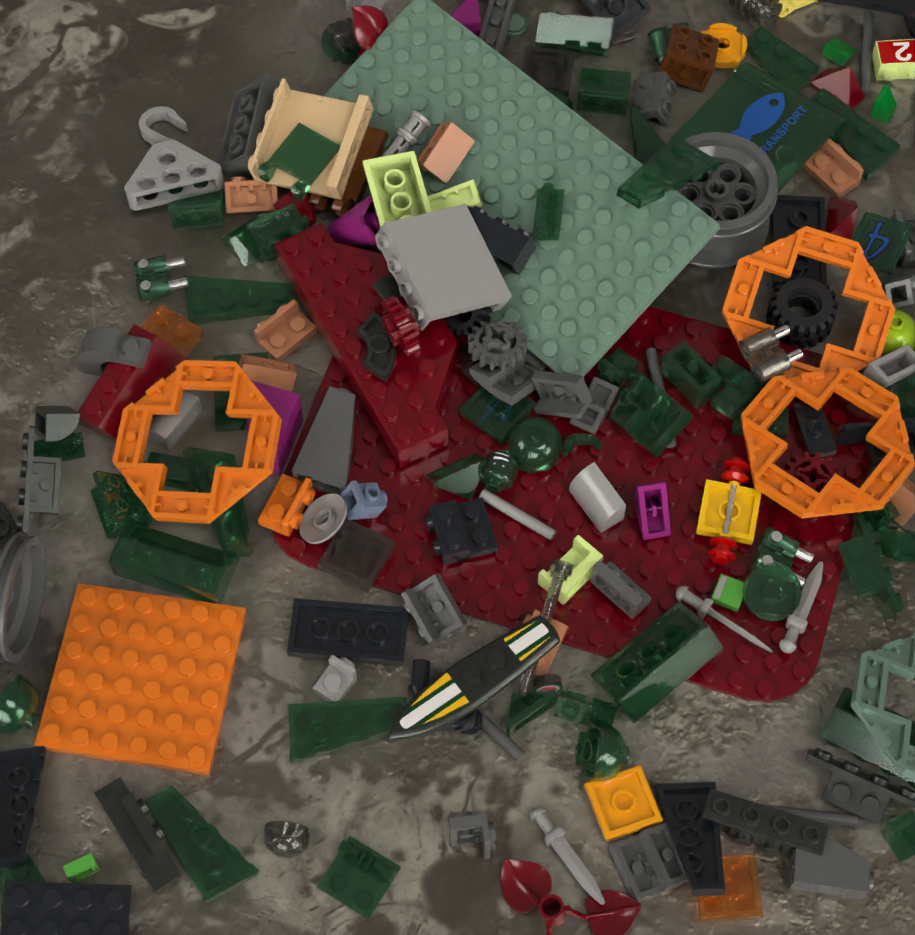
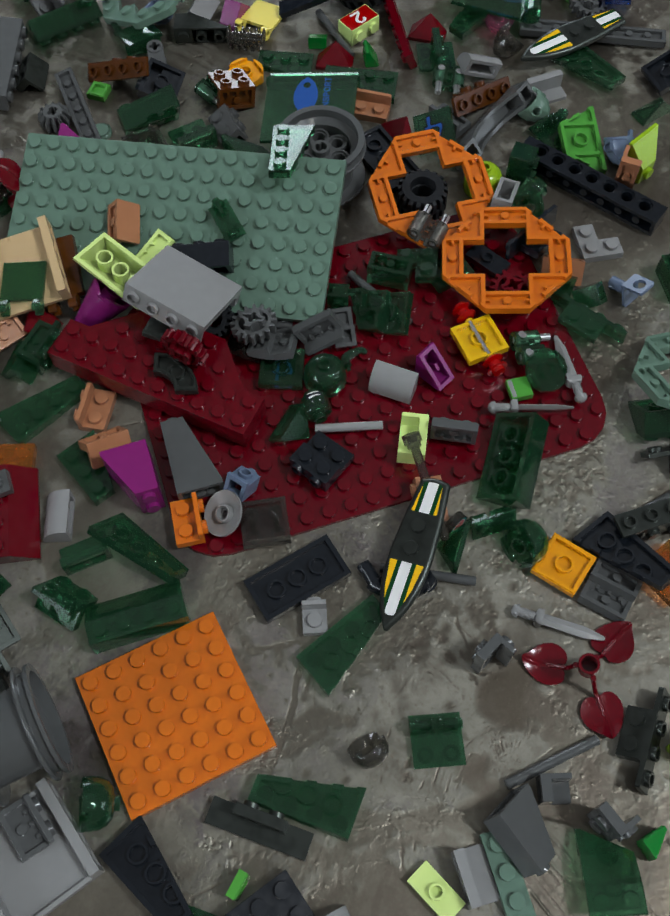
camera: 35 degrees left, 0 degrees up
(228, 482) = (141, 530): orange plate -> none
(405, 134) = (89, 228): light grey pin -> none
(433, 609) = (344, 523): dark grey bracket -> none

